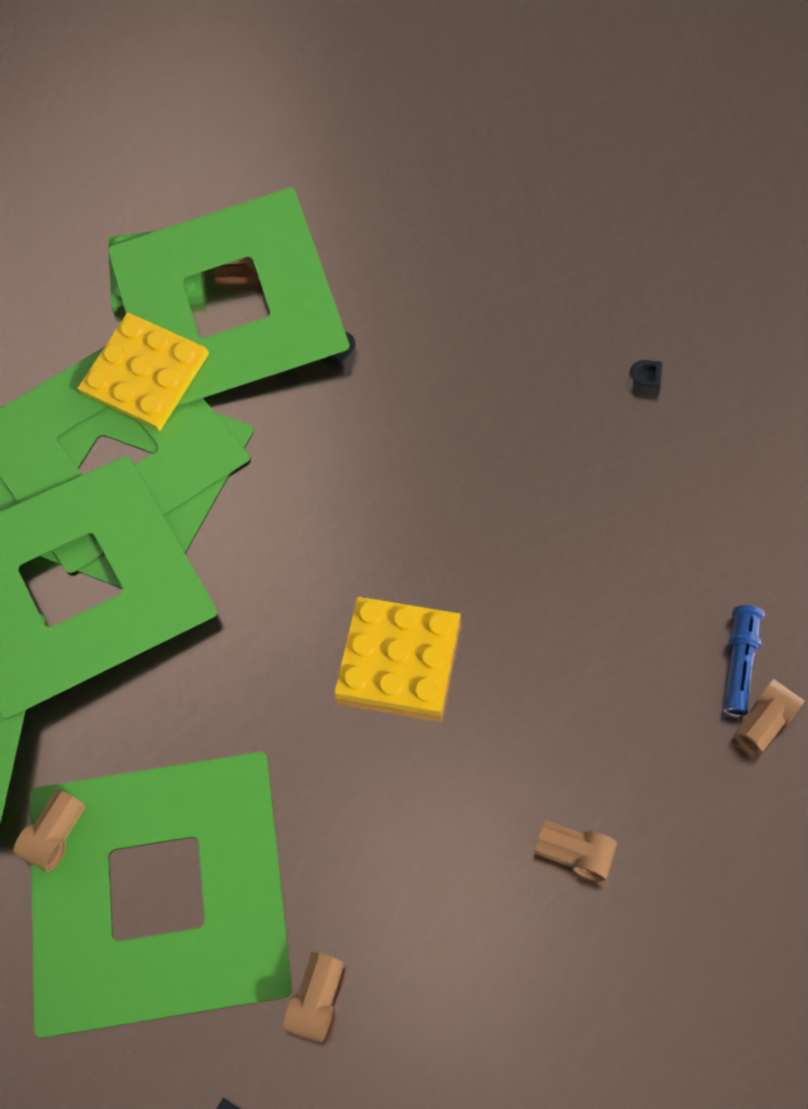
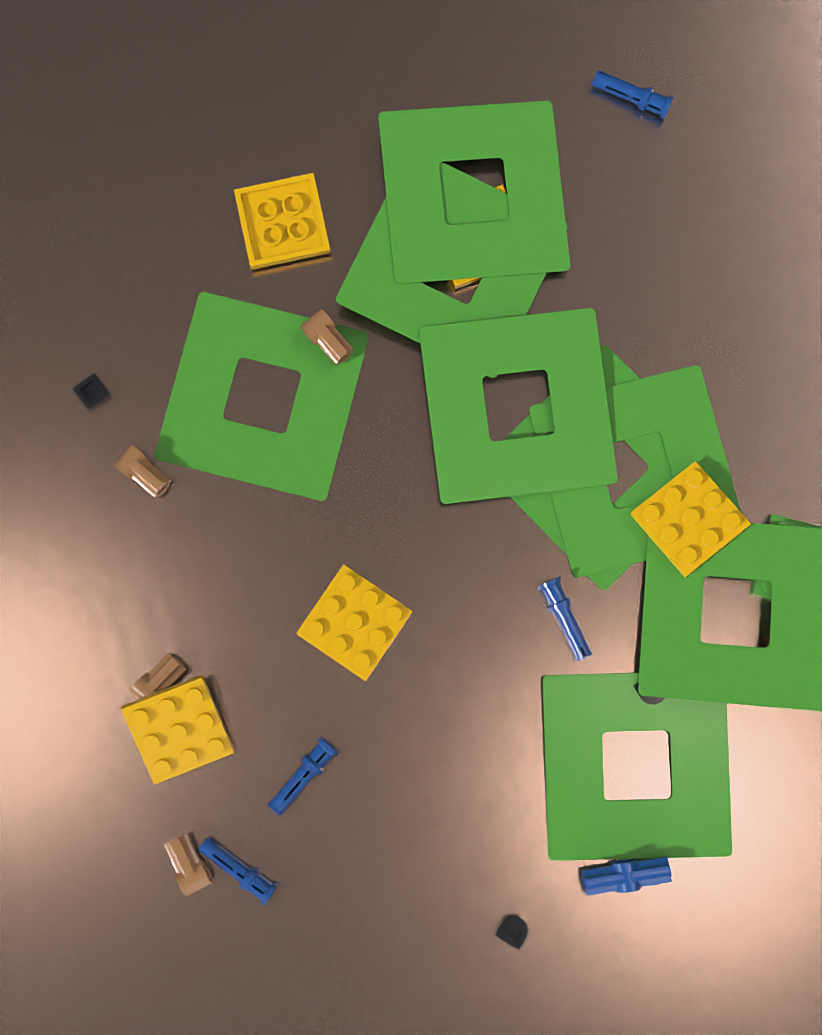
camera: 110 degrees right, 20 degrees up
(287, 454) = (560, 605): none -> blue pin
(501, 354) = (589, 826): none -> bright green piece
(537, 299) = (626, 875): none -> blue piece
(584, 630) = (311, 766): none -> blue pin
(621, 796) = (177, 729): none -> yellow plate

